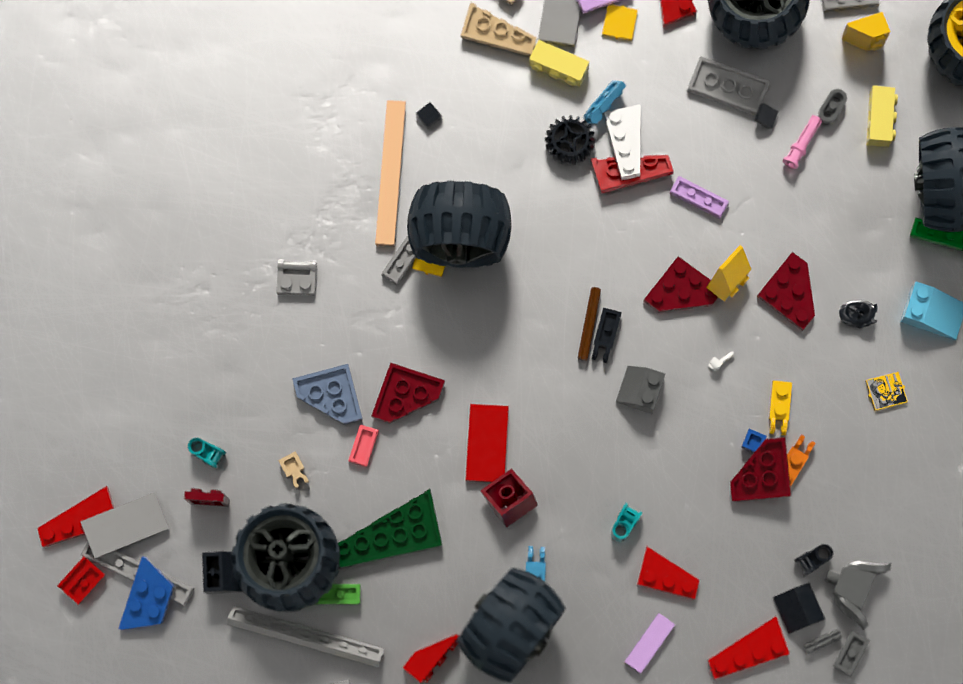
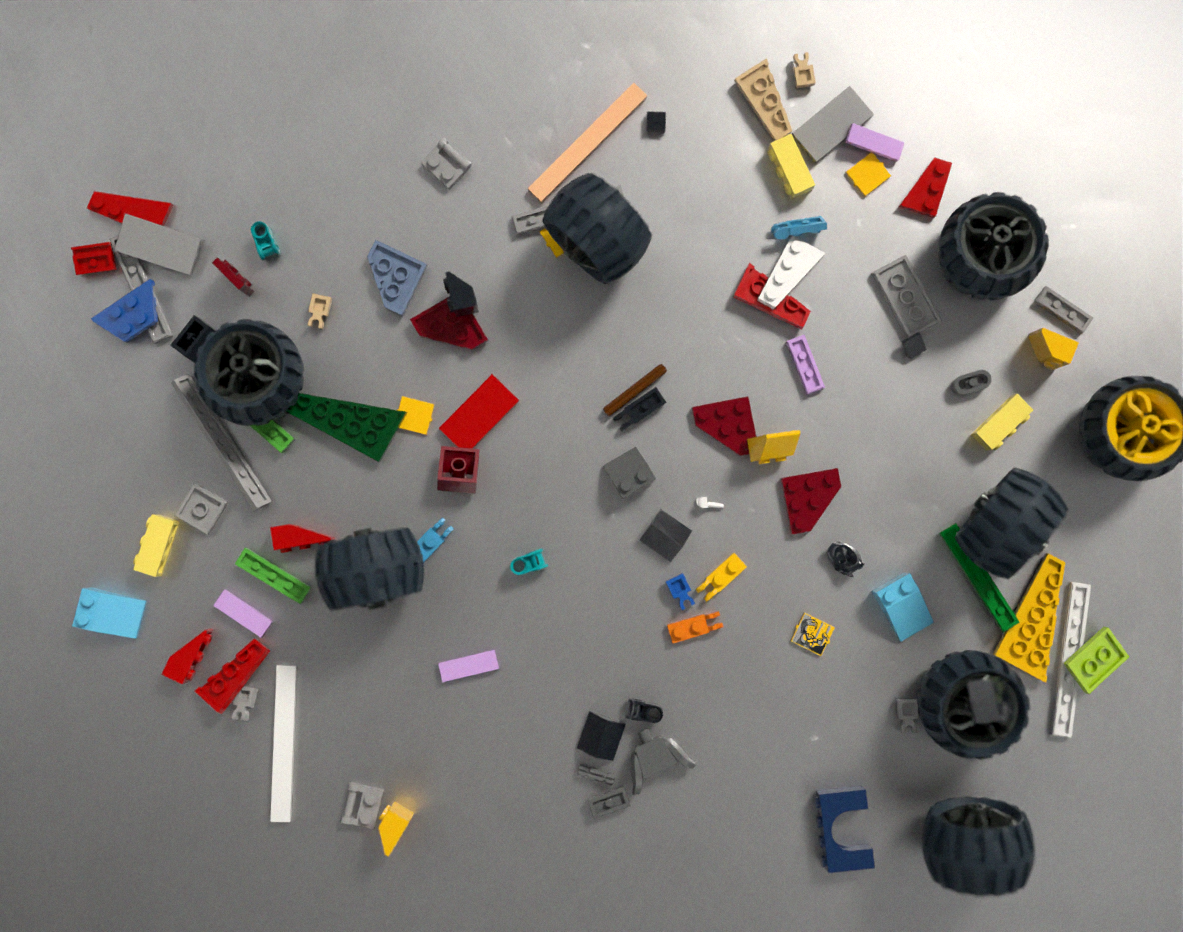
camera: 30 degrees right, 10 degrees up
(363, 445) = (386, 336): coral tile -> none
(397, 361) = (462, 296): none -> black slope
(441, 485) = (418, 415): none -> yellow piece
(584, 134) = (752, 237): black gear -> none
(666, 576) = (524, 627): red wing -> none
(710, 412) = (666, 535): none -> black slope
(753, 649) = (540, 736): red wing -> none
(764, 473) = (663, 616): dark red plate -> none
(799, 148) = (915, 393): bright pink pin -> none

